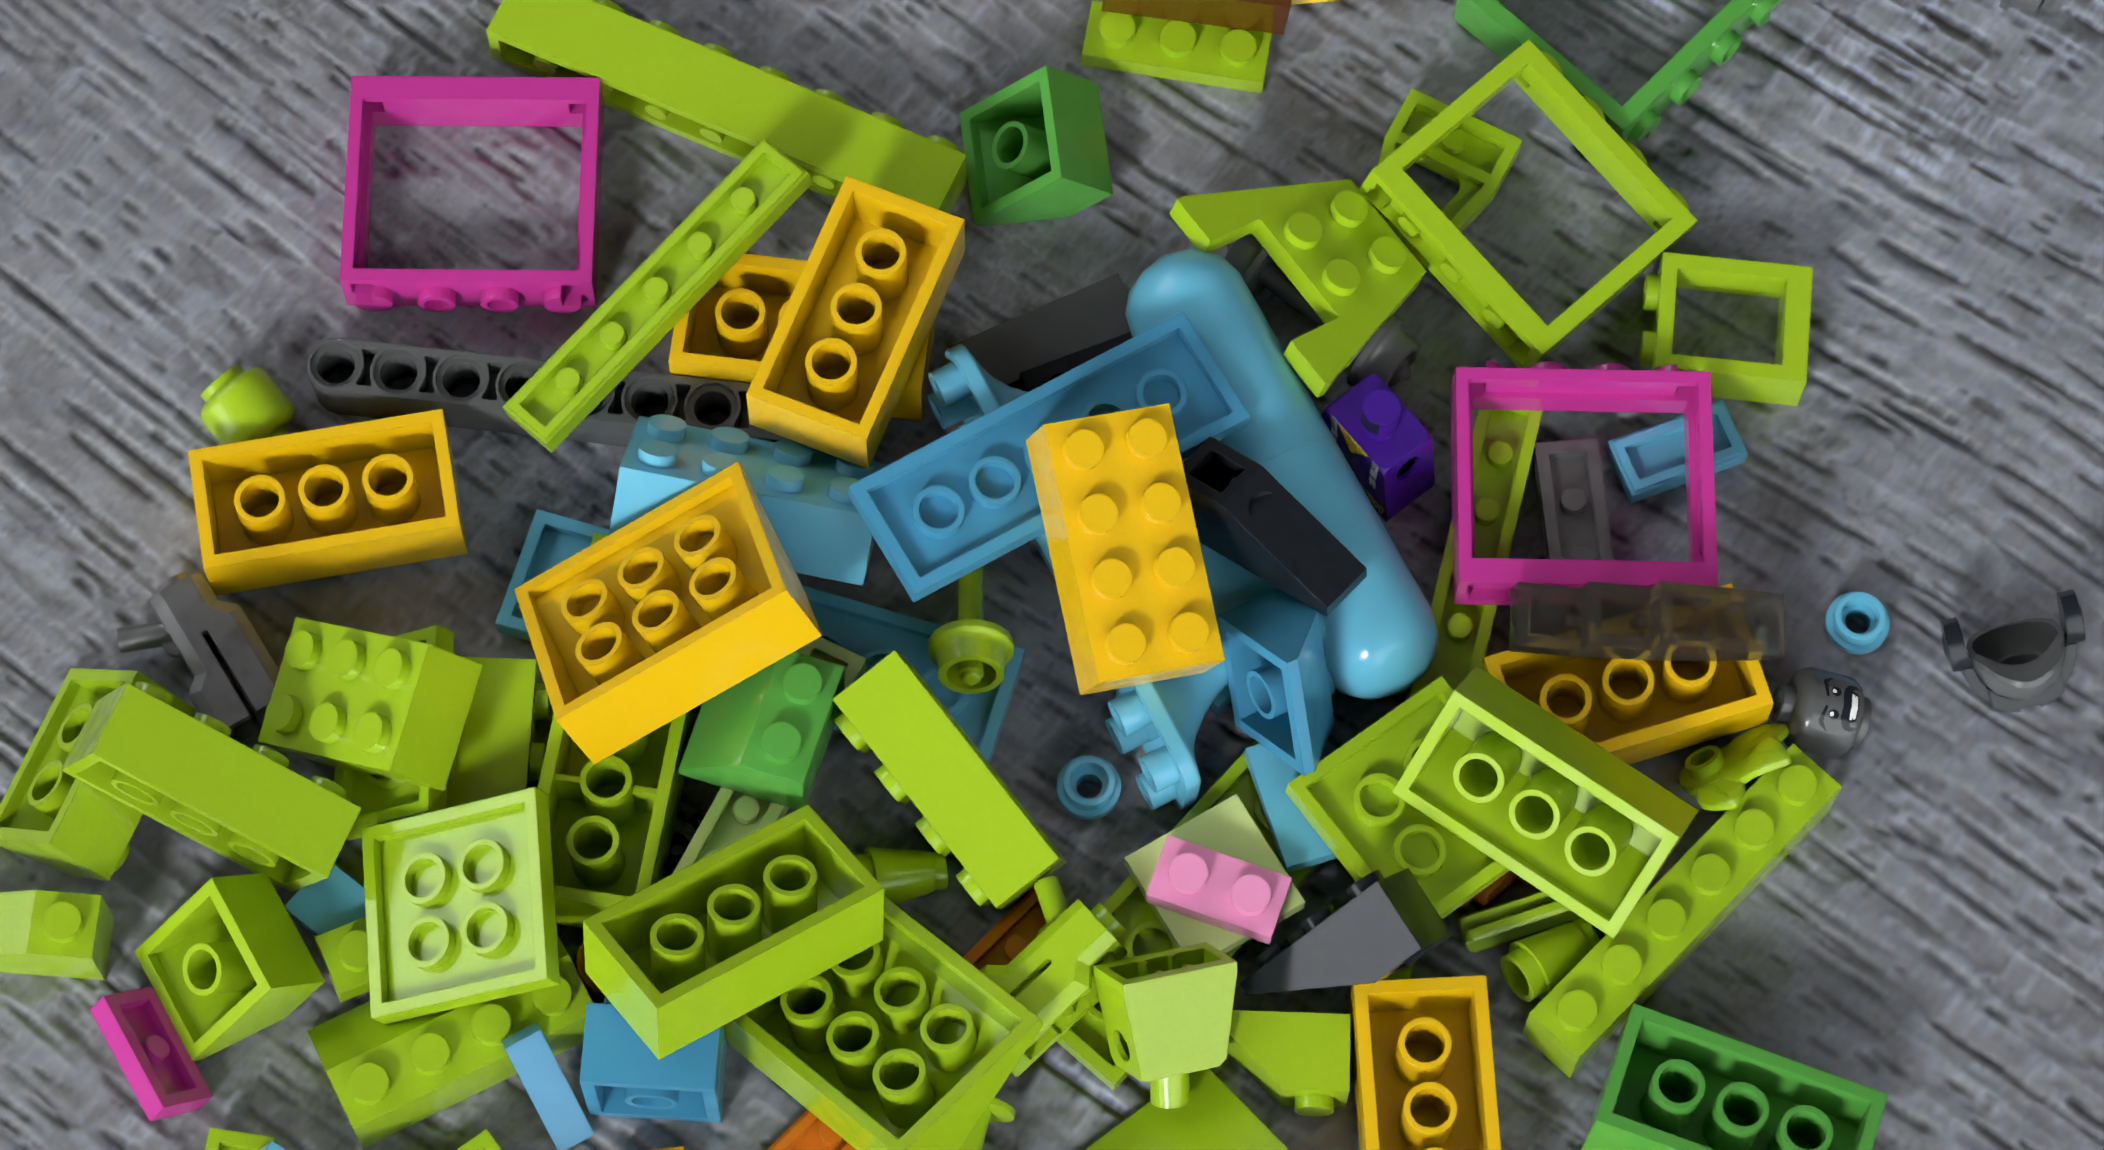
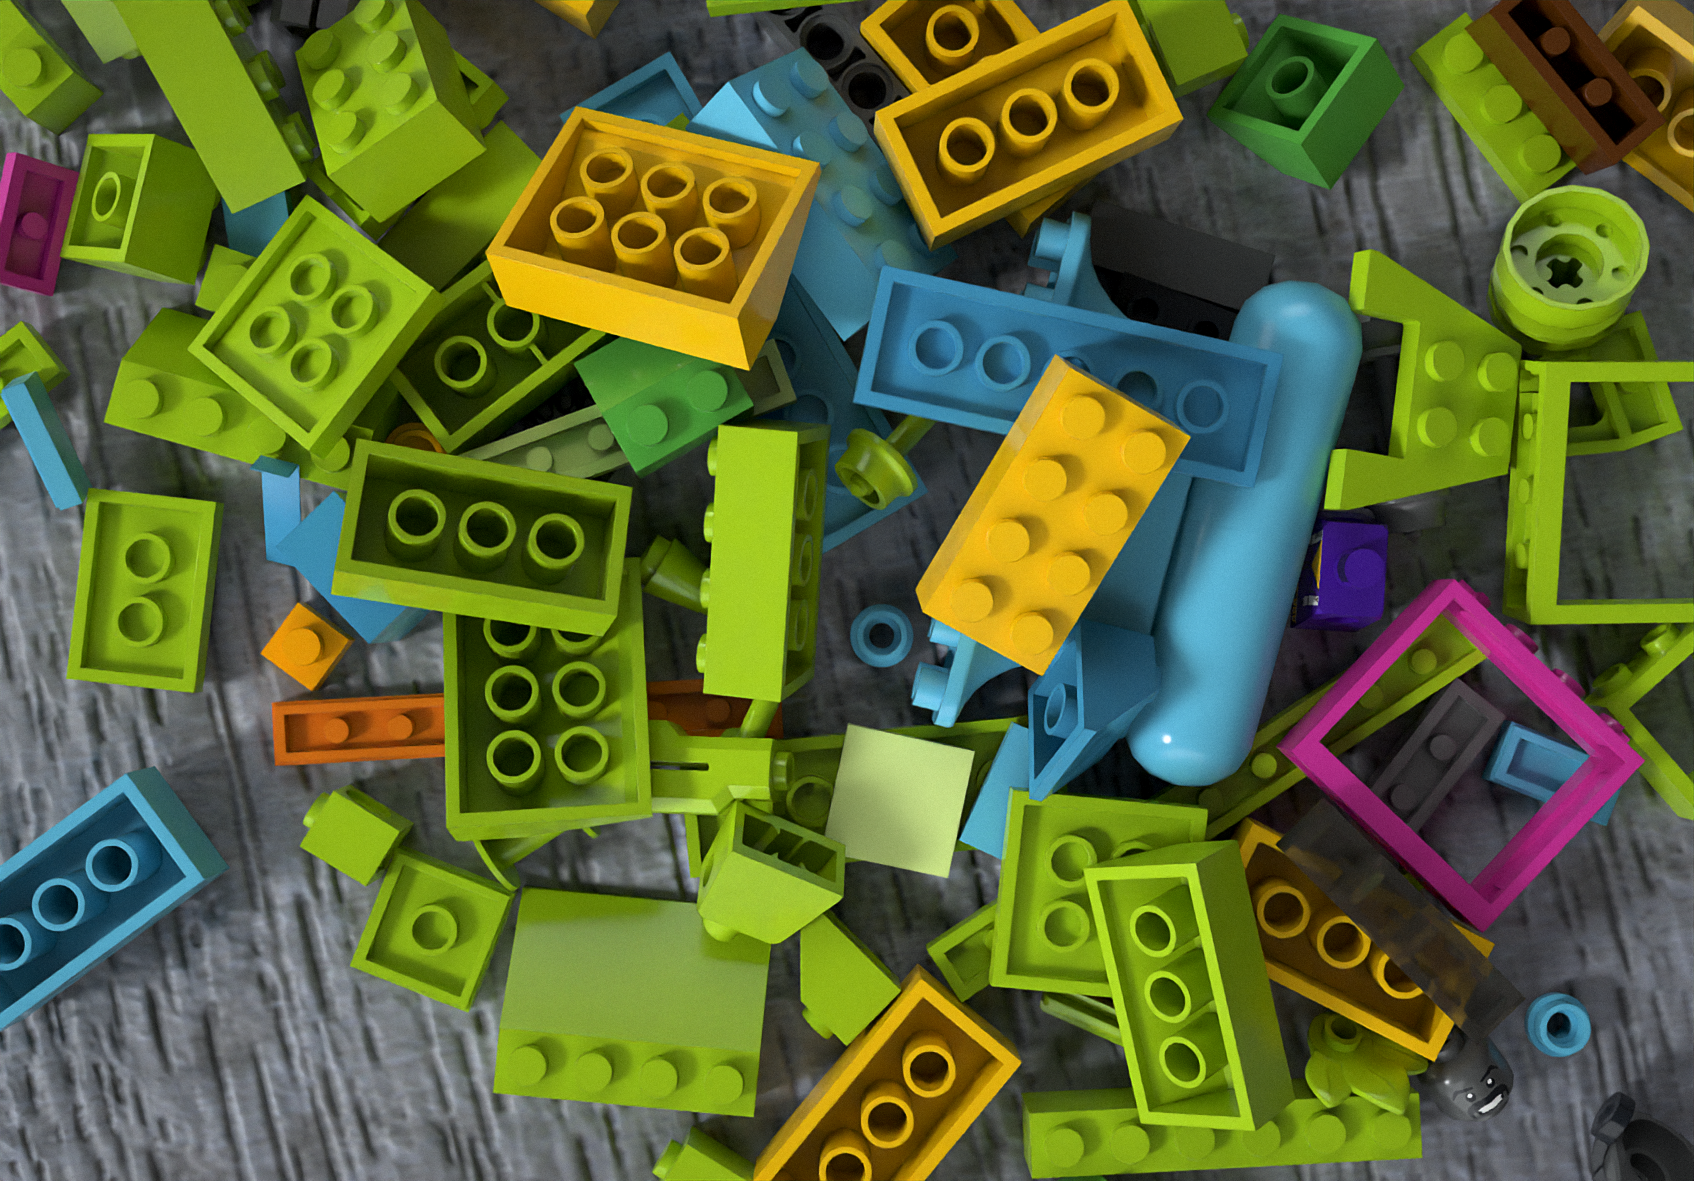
camera: 45 degrees right, 20 degrees up
(1218, 889) = (891, 816): bright pink plate -> none
(1265, 529) = (1179, 591): black slope -> none
(1330, 103) = (1567, 270): none -> lime wheel
(1364, 941) = (950, 961): slope -> none
(1546, 958) = (1084, 1067): lime cone -> none

